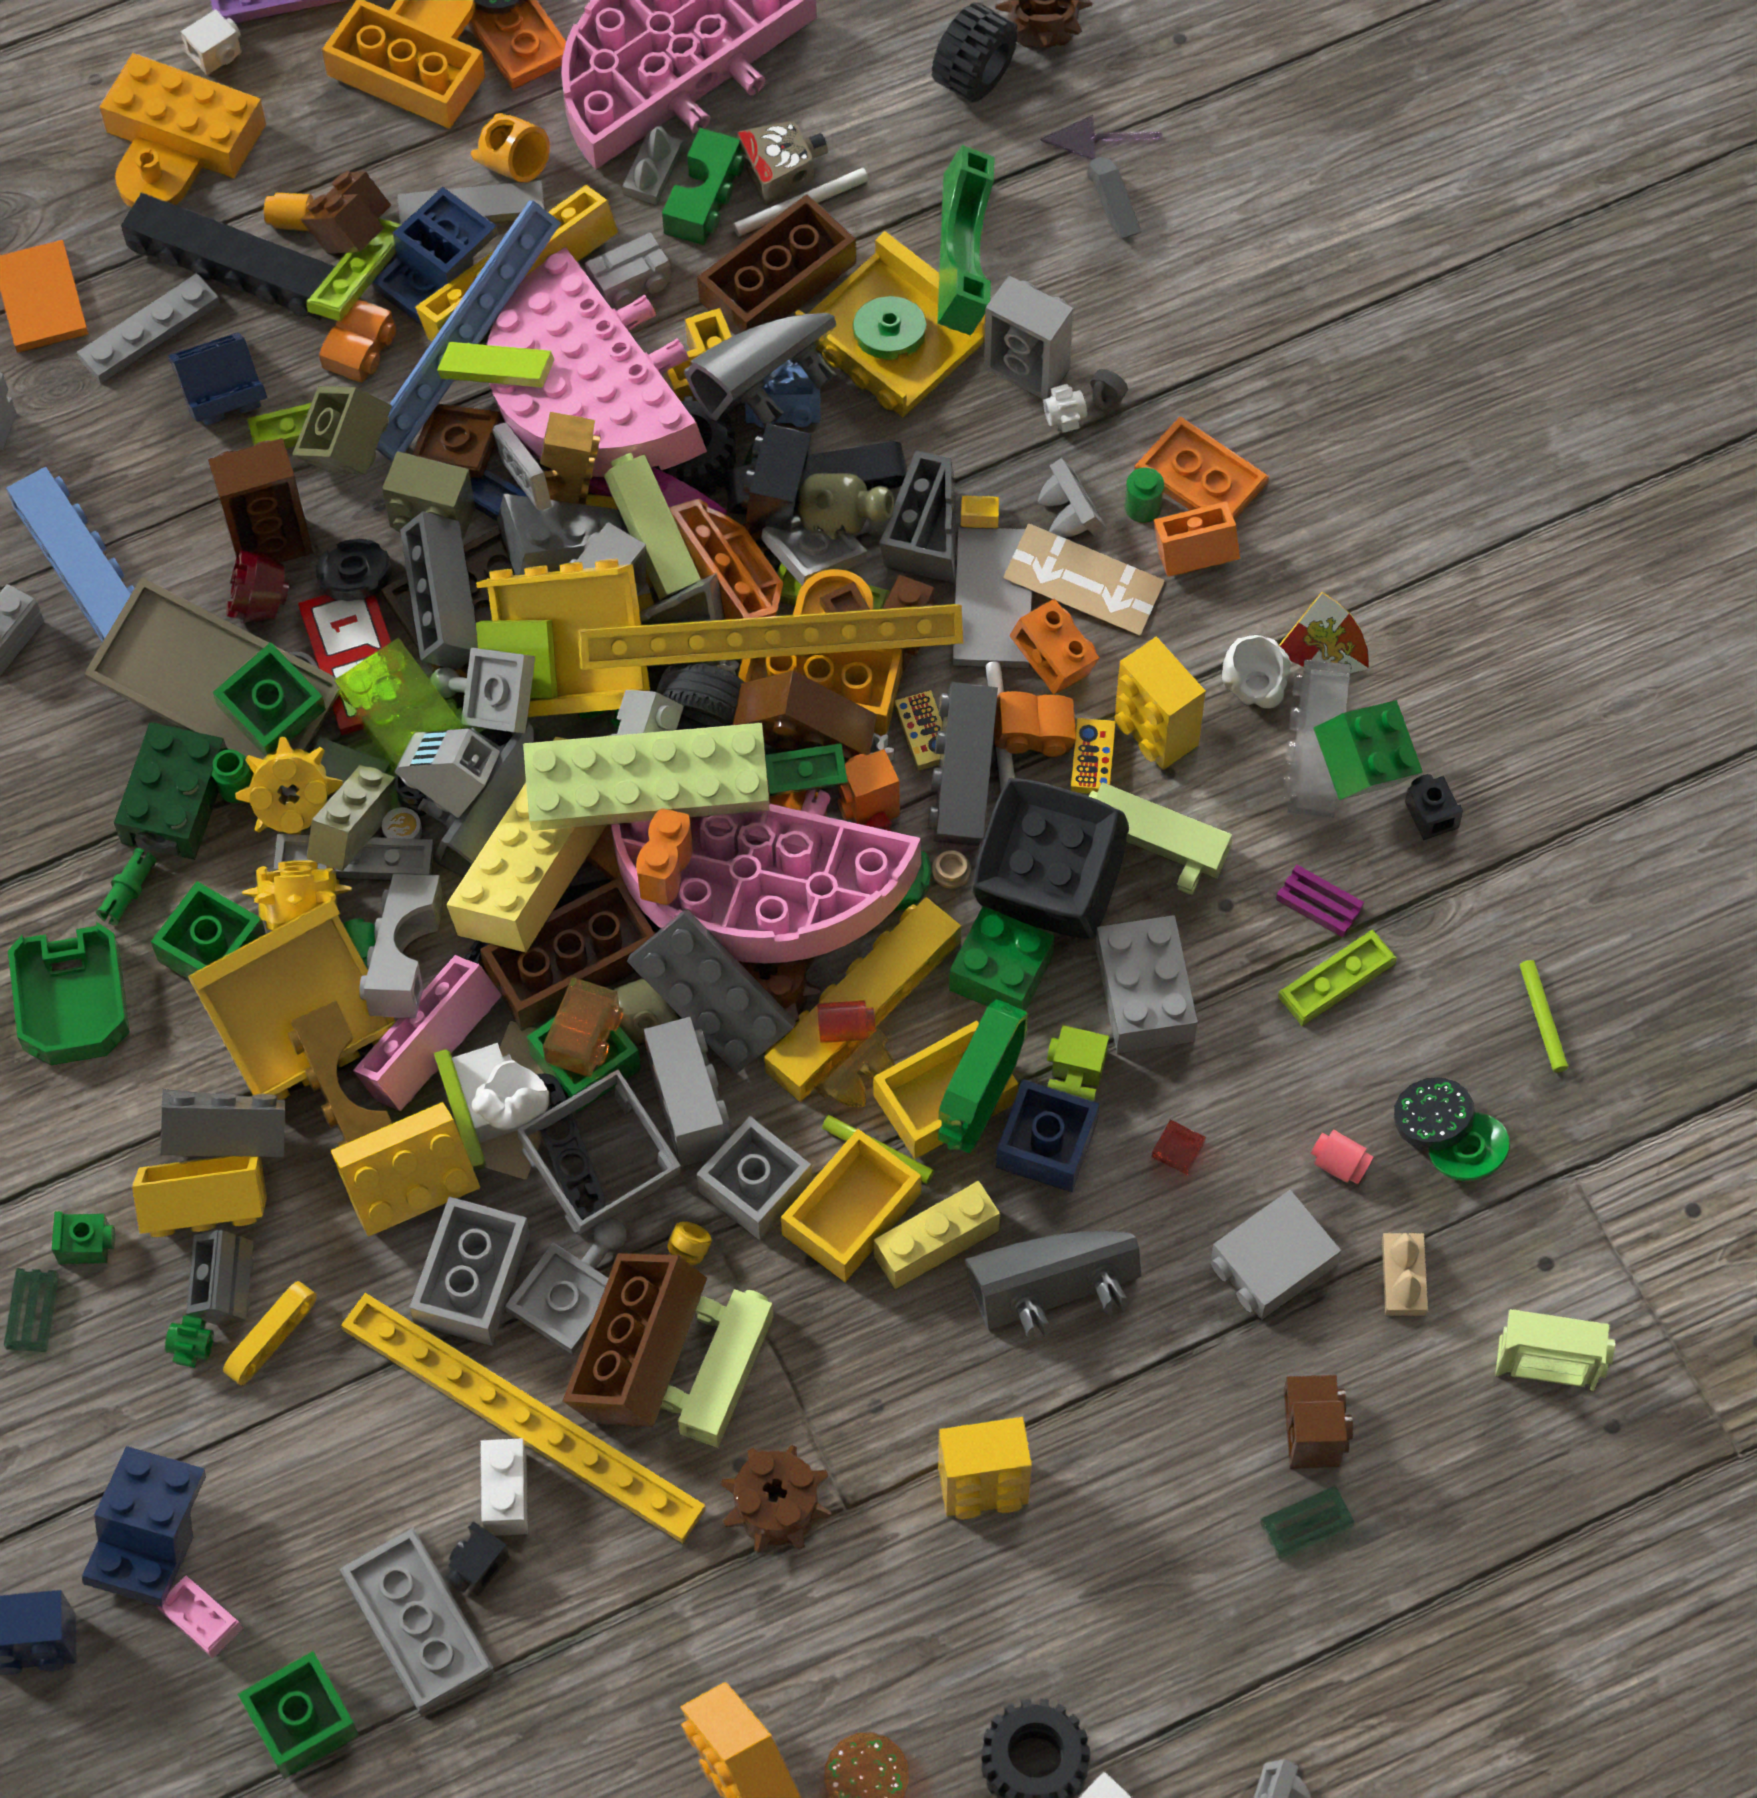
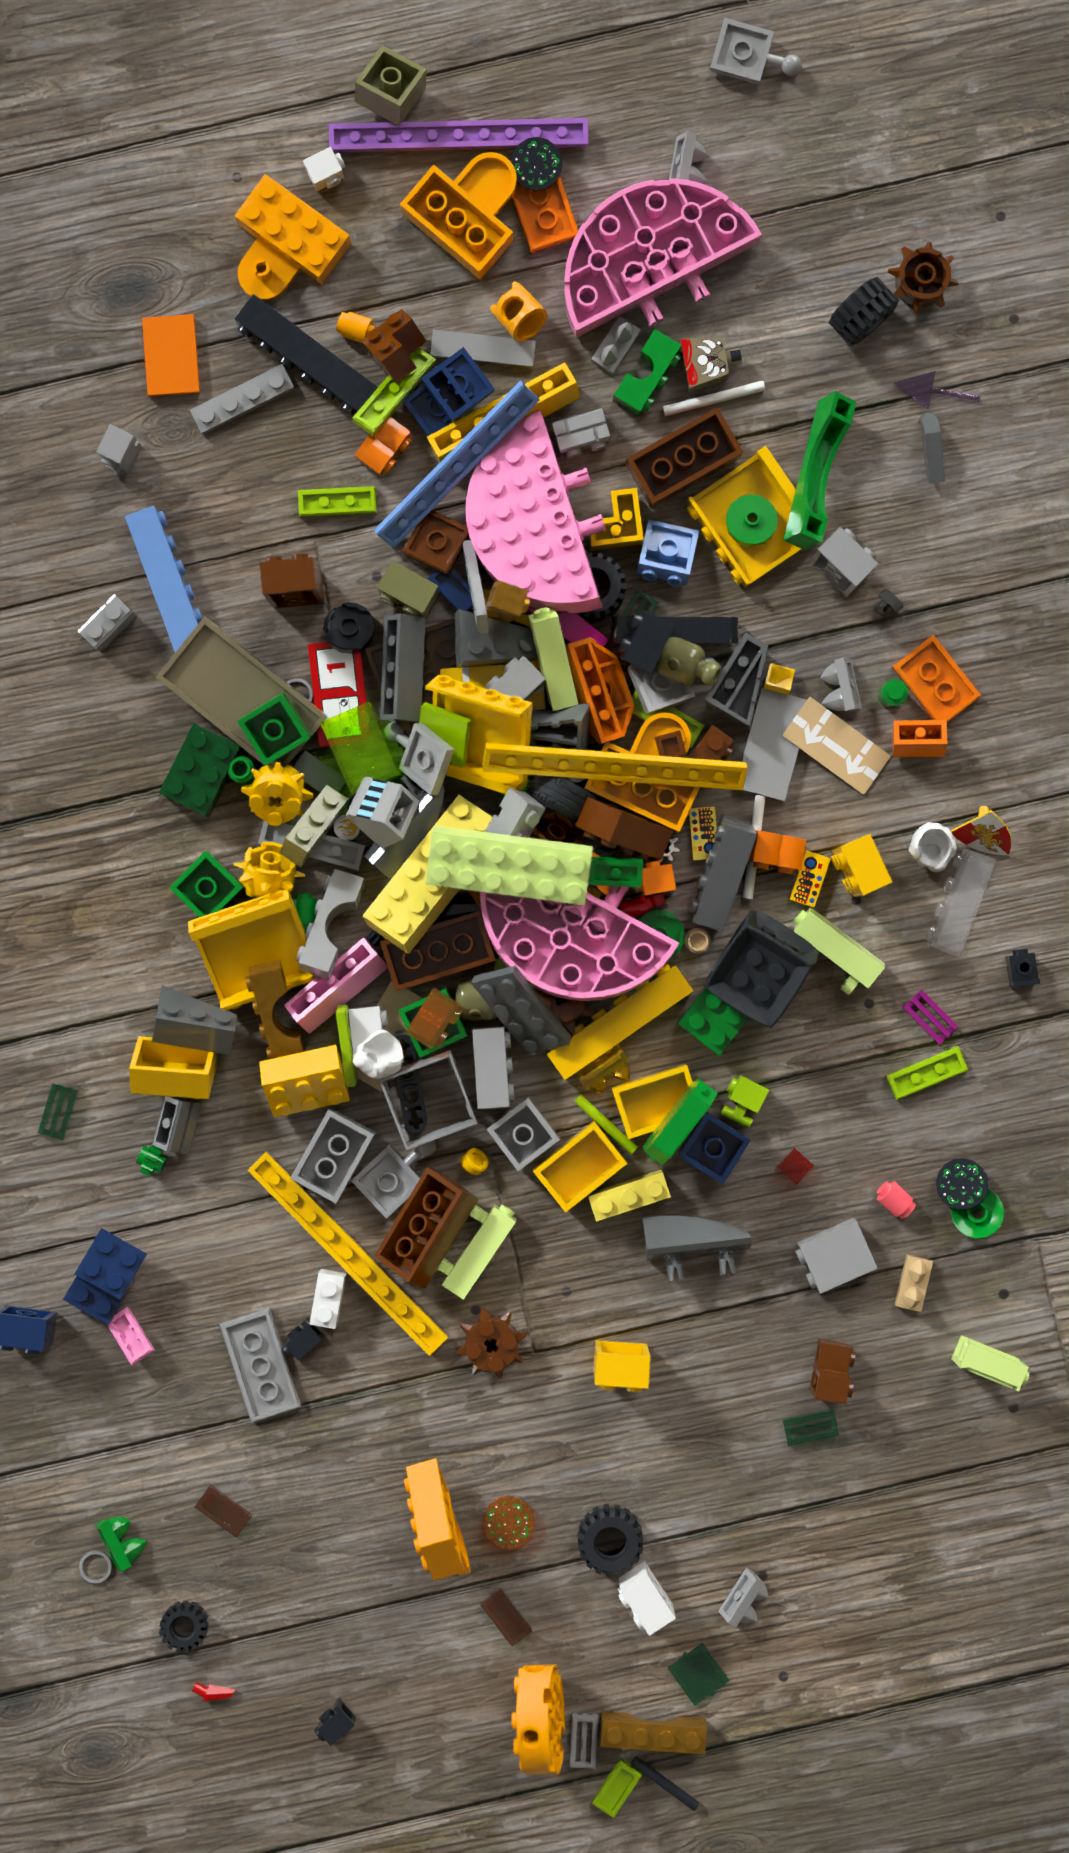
camera: 10 degrees right, 25 degrees up
(71, 1010) = (112, 909): green piece -> none
(86, 1250) = (86, 1067): green brick -> none
(126, 886) = (161, 831): green pin -> none
(218, 378) = (281, 458): dark blue bracket -> none
(256, 587) = (280, 632): dark red cone -> none
(269, 1333) = (202, 1163): yellow beam -> none
(298, 1714) = (178, 1415): green brick -> none
(342, 430) = (359, 527): olive brick -> none
(496, 364) = (472, 505): lime tile -> none
(664, 856) = (504, 932): orange brick -> none
(746, 362) = (642, 547): dark grey piece -> none
(845, 1021) = (602, 1047): clear red brick -> none
(1054, 646) = (804, 797): orange brick -> none
(1065, 408) = (856, 613): white gear -> none
(1146, 984) = (802, 1055): light grey brick -> none
(1367, 749) = (990, 928): green brick -> none
(1543, 1016) = (1051, 1130): lime bar -> none

